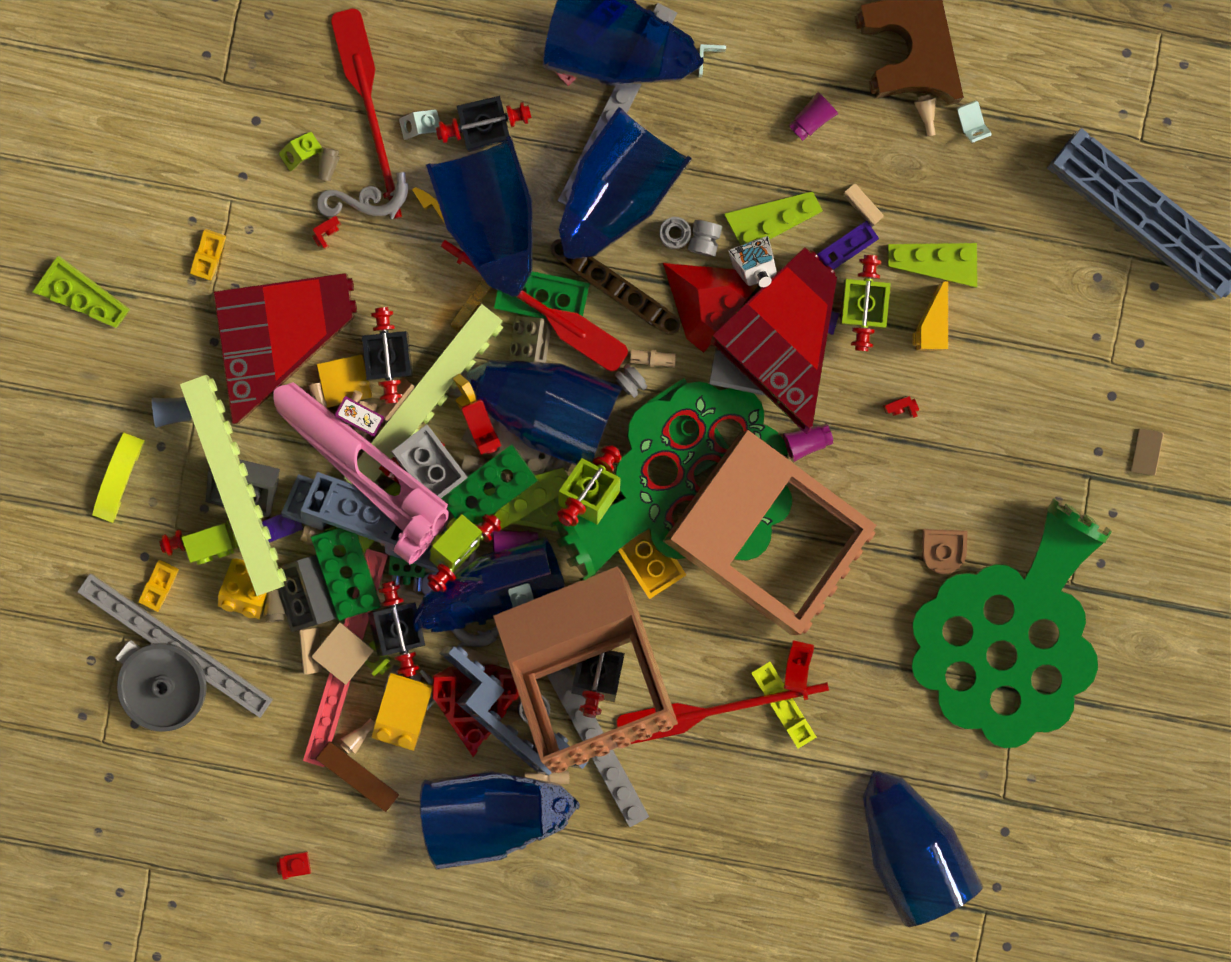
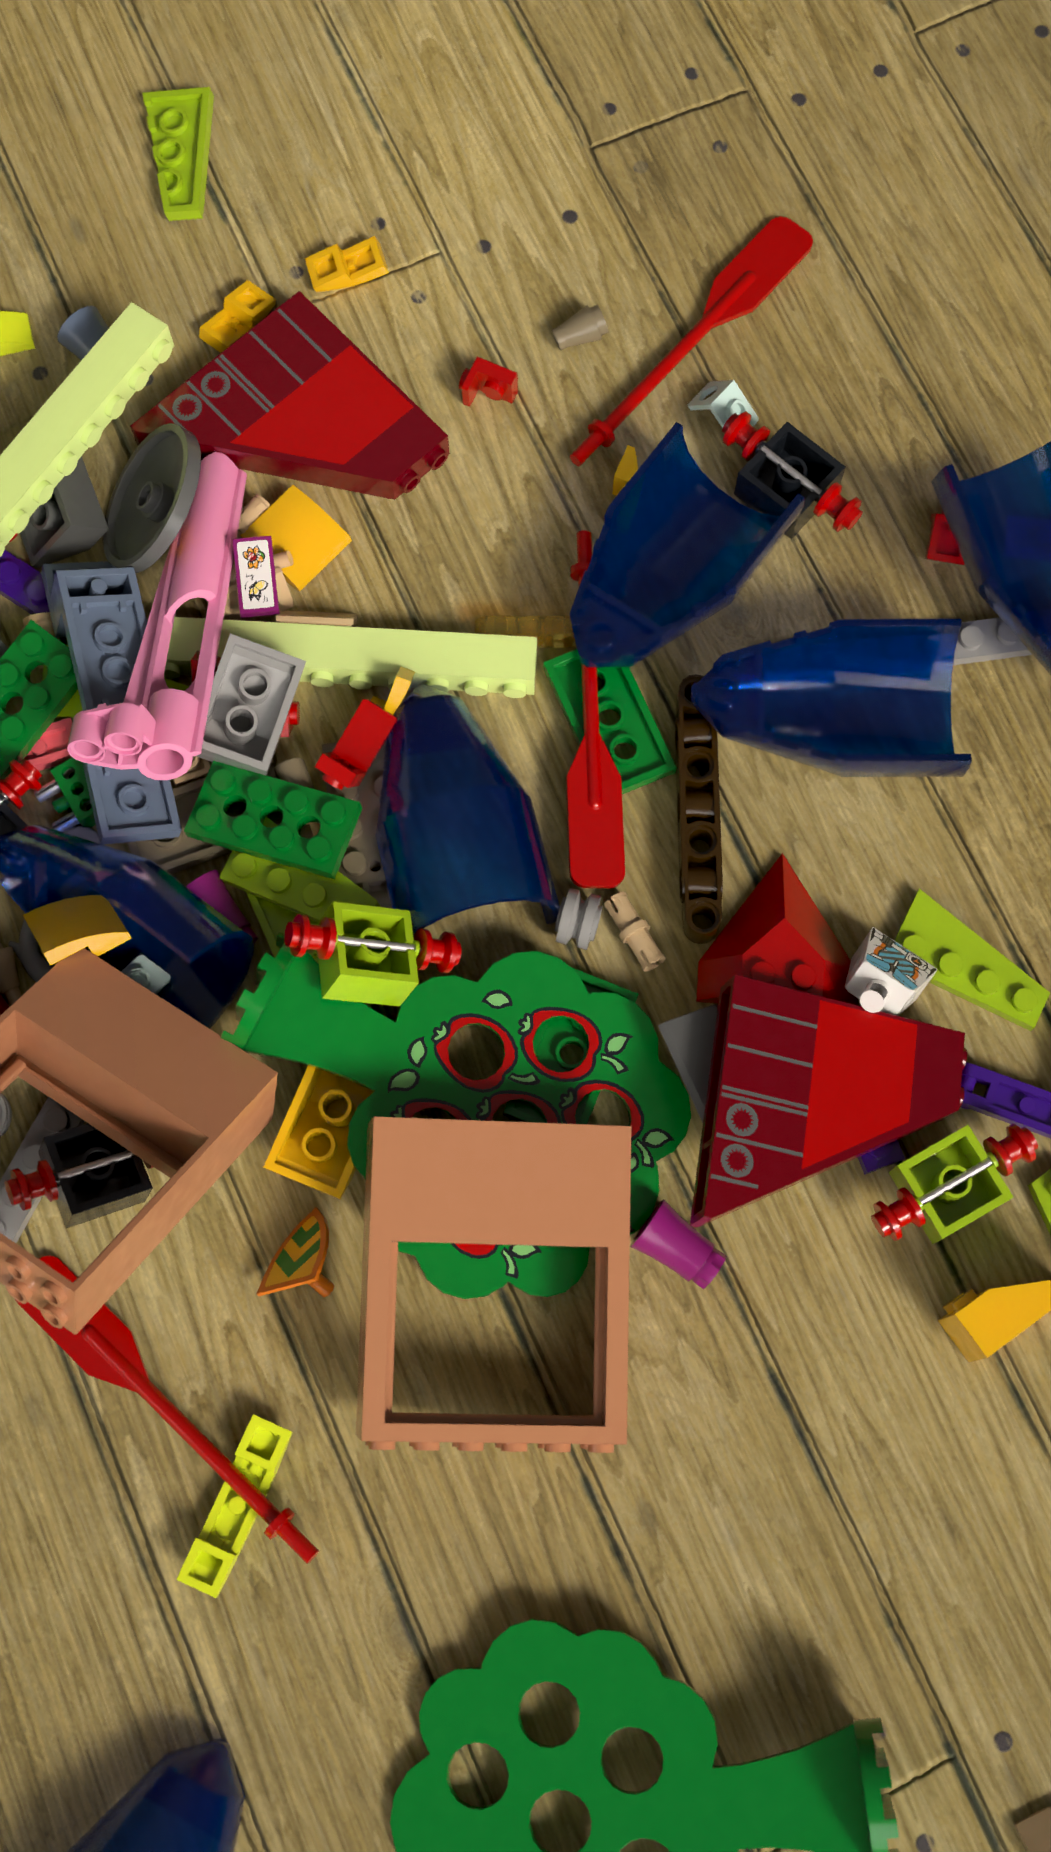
camera: 55 degrees right, 15 degrees down
(200, 329) = (241, 312): none -> yellow slope
(285, 439) = (152, 498): none -> dark grey dish
(301, 149) = (574, 282): lime bracket -> none
(387, 355) = (371, 561): black brick -> none
(399, 197) = (577, 397): light grey plant -> none
(456, 545) = (148, 818): lime brick -> none
(482, 612) = (75, 924): none -> yellow slope
(530, 339) = (537, 742): dark tan bracket -> none
(679, 223) = (843, 821): light grey wheel -> none
(697, 608) = (300, 1258): none -> shield
(704, 238) = (860, 883): light grey wheel -> none
(798, 666) = (312, 1484): red bracket -> none
(897, 407) = (835, 1350): red bracket -> none
(944, 549) = (664, 1593): medium nougat tile -> none

